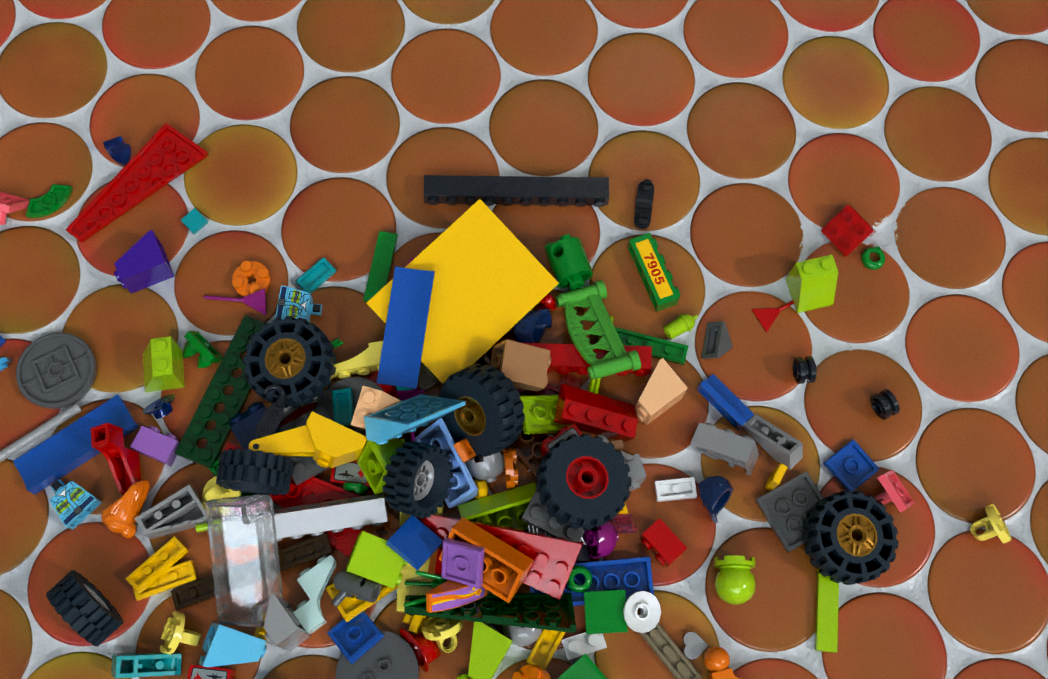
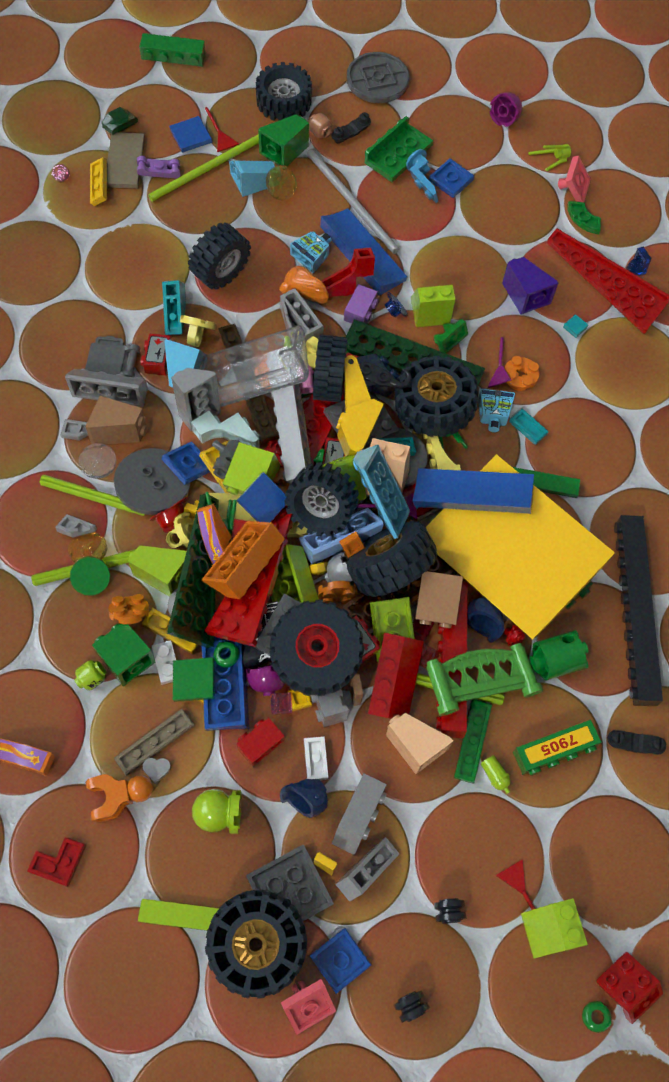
camera: 90 degrees right, 5 degrees down
(56, 370) = (427, 232): dark grey plate -> none
(156, 564) = (256, 311): yellow tile -> none
(172, 578) = (244, 318): yellow tile -> none
(462, 562) = (240, 536): medium lavender tile -> none
(649, 613) = (184, 721): white dish -> none
(716, 340) = (481, 815): dark grey slope -> none
(725, 402) = (412, 820): blue panel -> none

